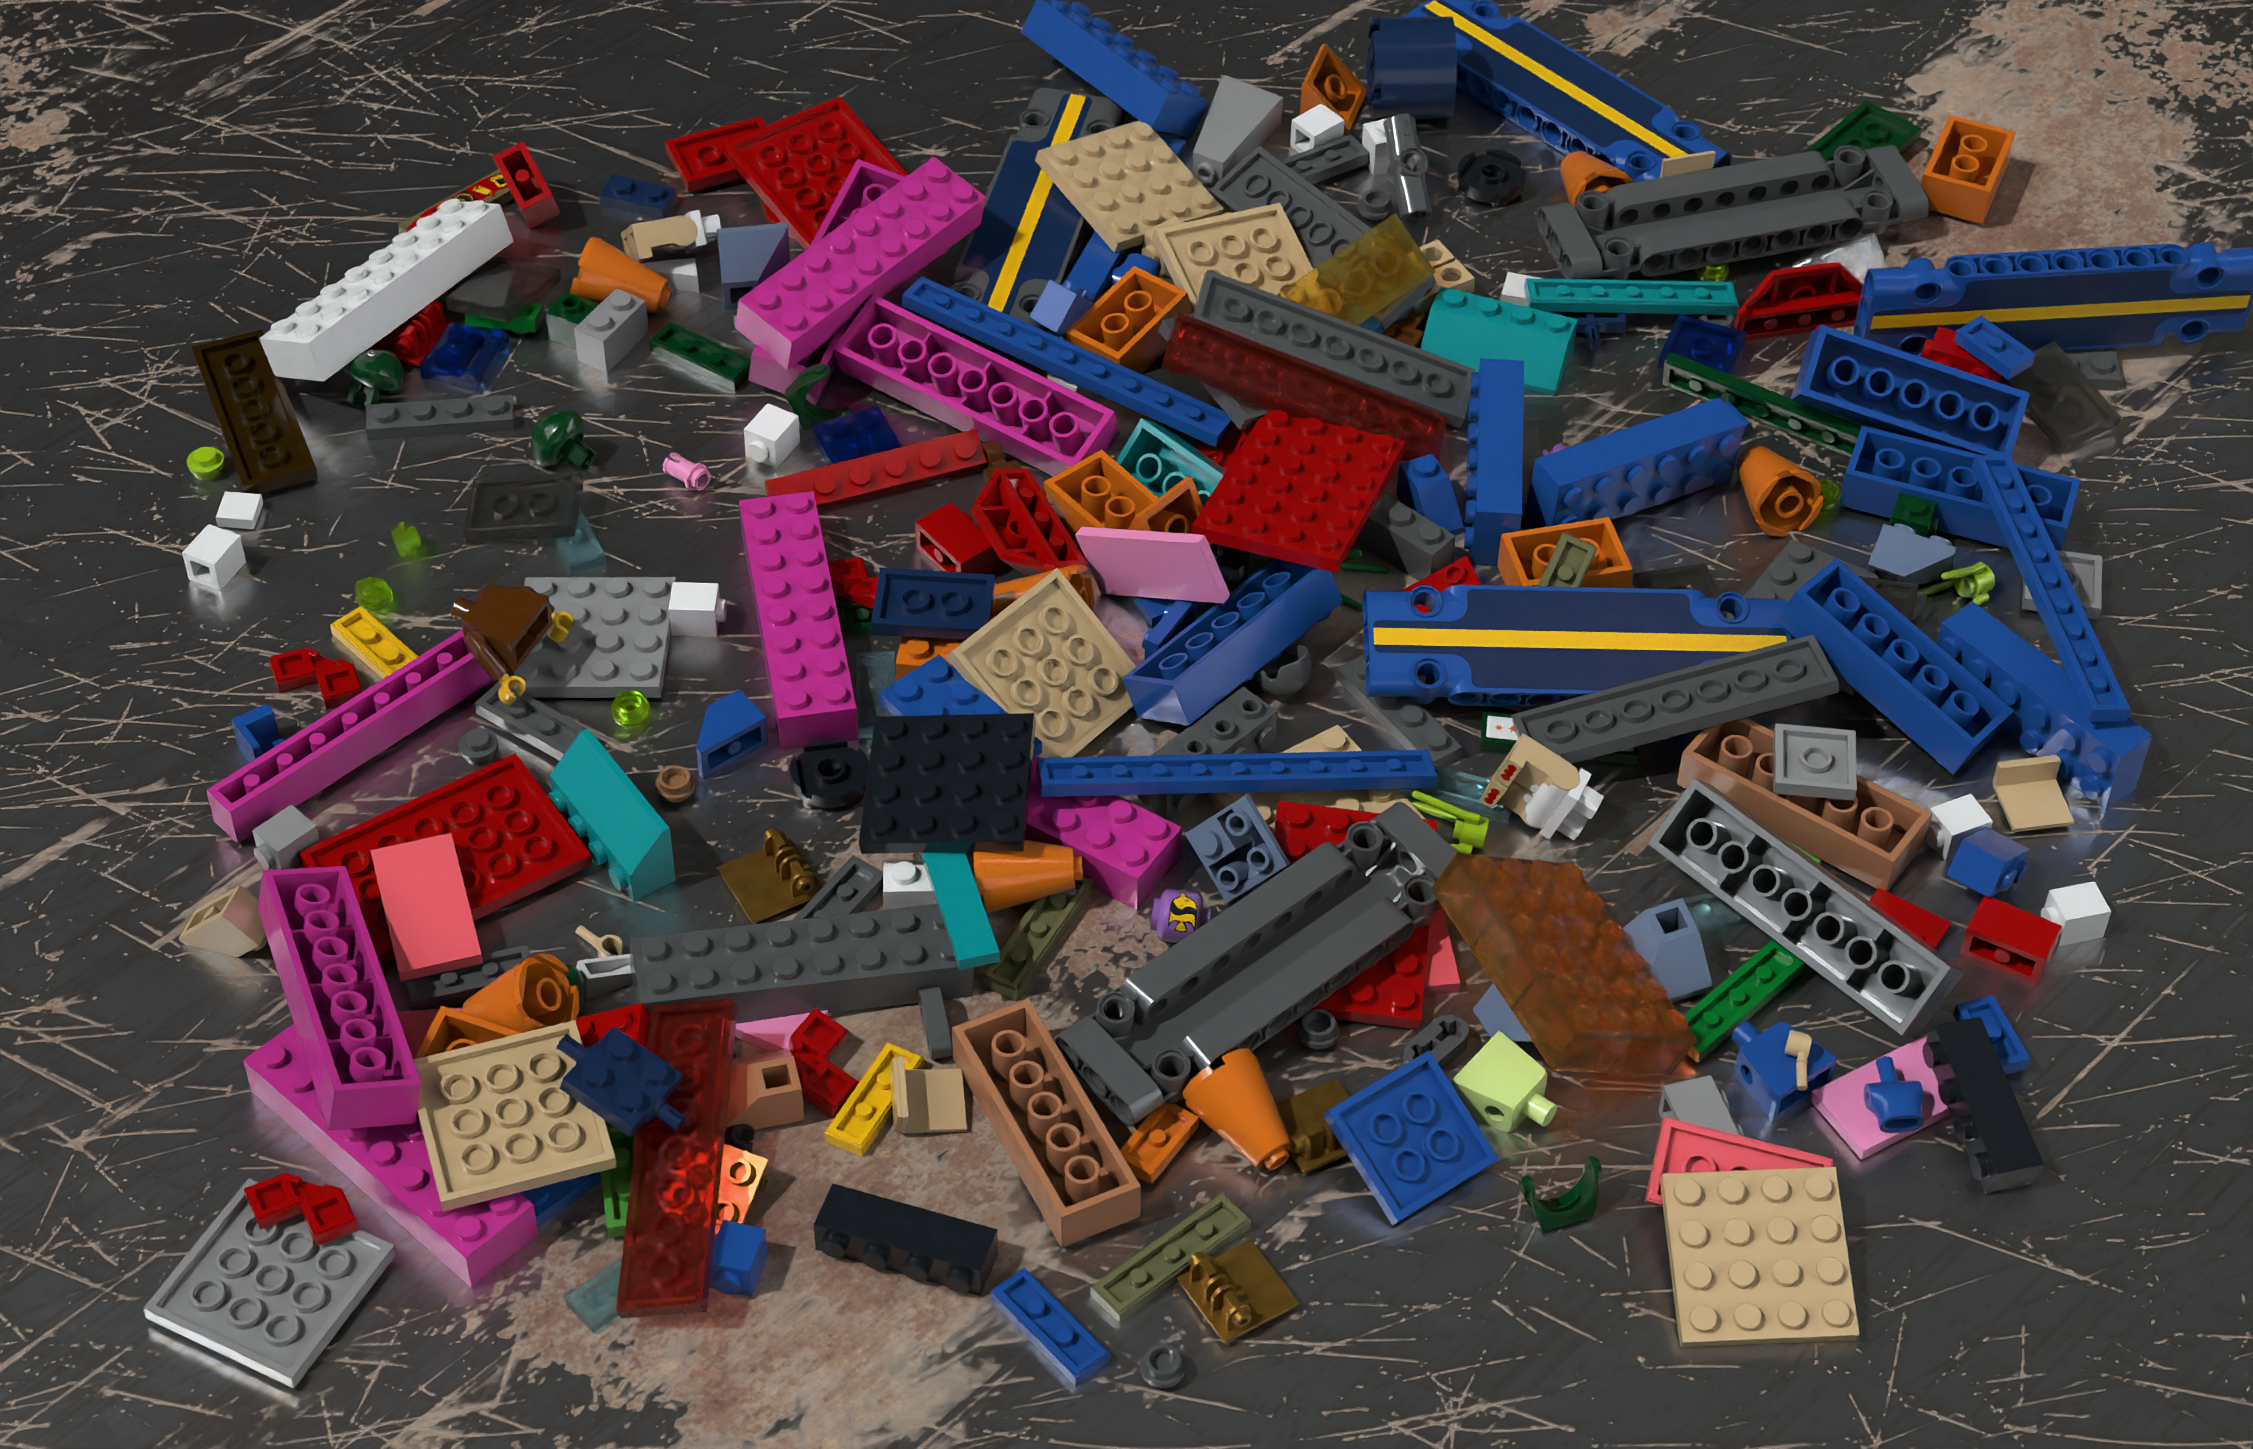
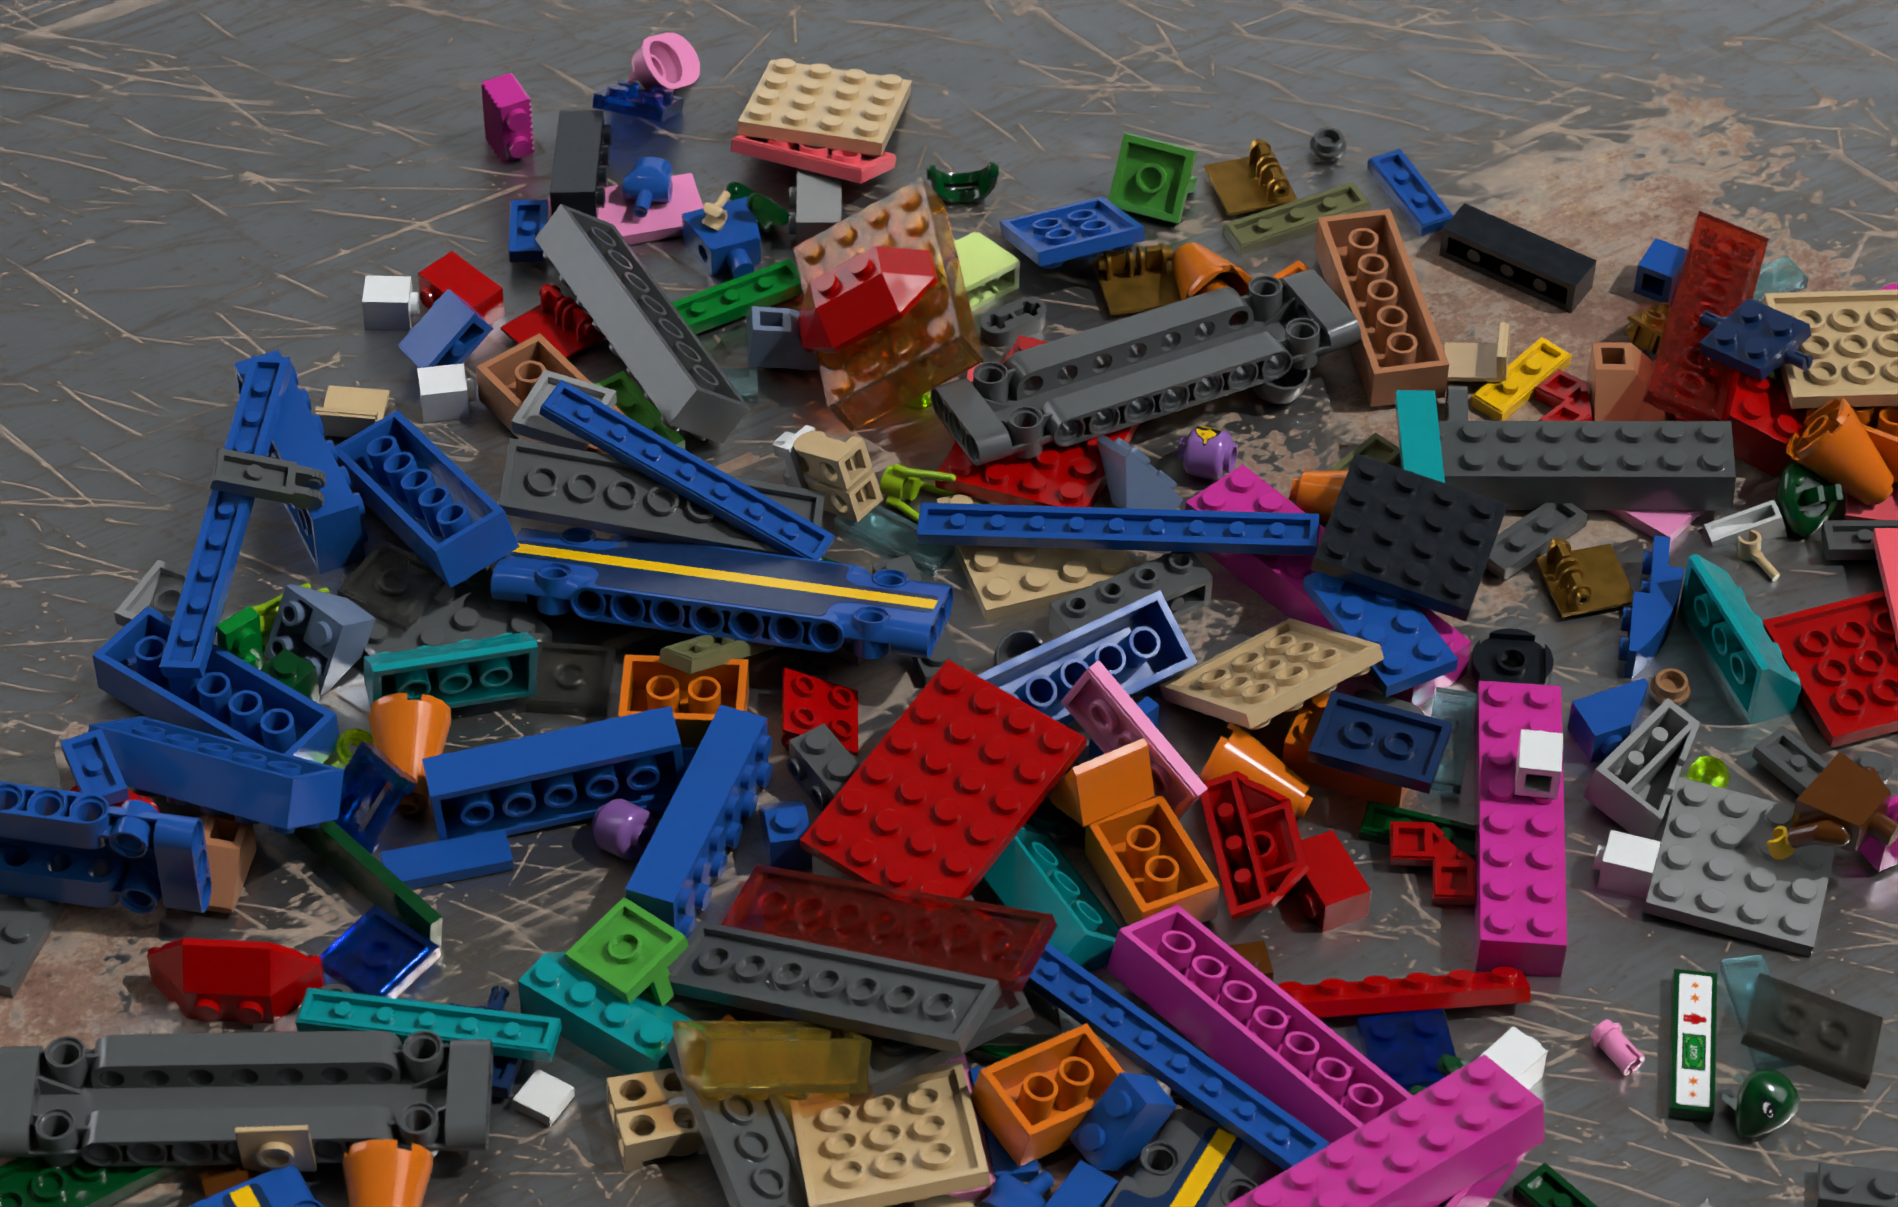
camera: 165 degrees left, 0 degrees up
(623, 492) = (1693, 1045): none -> tile
(692, 674) = (1643, 770): none -> light grey wedge
(700, 847) = (1651, 609): none -> blue slope
(786, 607) = (1539, 764): none -> white brick
(1346, 1250) = (1153, 177): none -> bright green bracket
(1500, 335) = (629, 953): none -> bright green bracket
(1576, 903) = (863, 296): none -> red wedge
(1664, 712) = (685, 473): none -> blue tile
(1754, 1120) = (765, 210): none -> dark green helmet
(1773, 524) = (457, 672): none -> teal slope
(1787, 444) = (361, 786): none -> clear blue plate
(1969, 526) = (242, 636): none -> green plate
(1969, 1214) = (630, 100): none -> clear blue plate
(1971, 1280) = (665, 62): none -> bright pink piece
(2027, 591) = (267, 479): none -> dark grey hinge
(2093, 1139) = (507, 117): none -> dark pink brick

